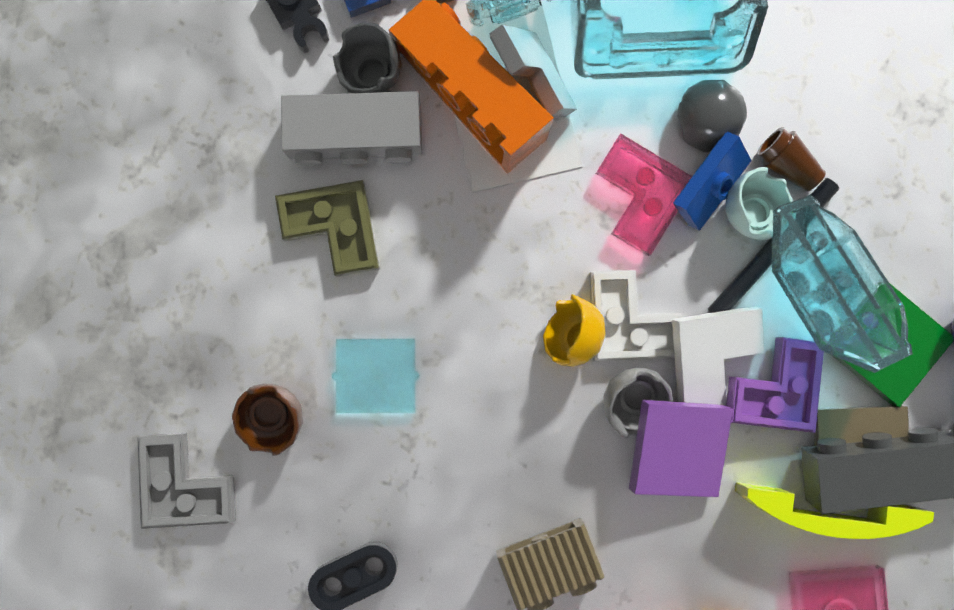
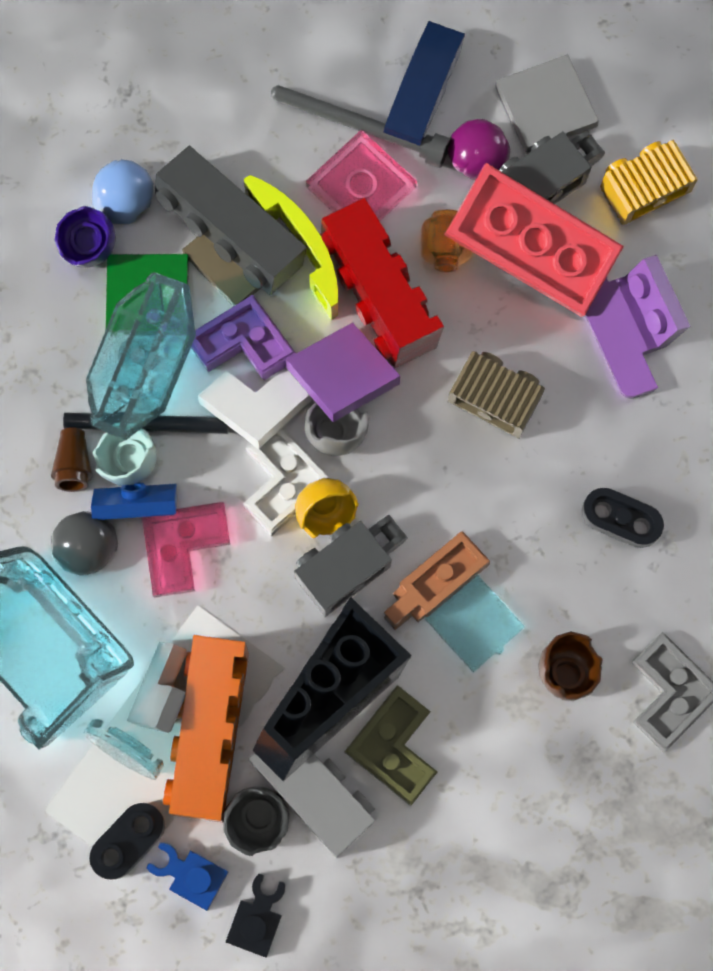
camera: 130 degrees left, 10 degrees down
(416, 211) = (335, 685): none -> black wedge
(434, 374) = (436, 580): none -> nougat hinge
(512, 310) = (347, 563): none -> dark grey brick
(736, 551) = (380, 284): none -> red wedge

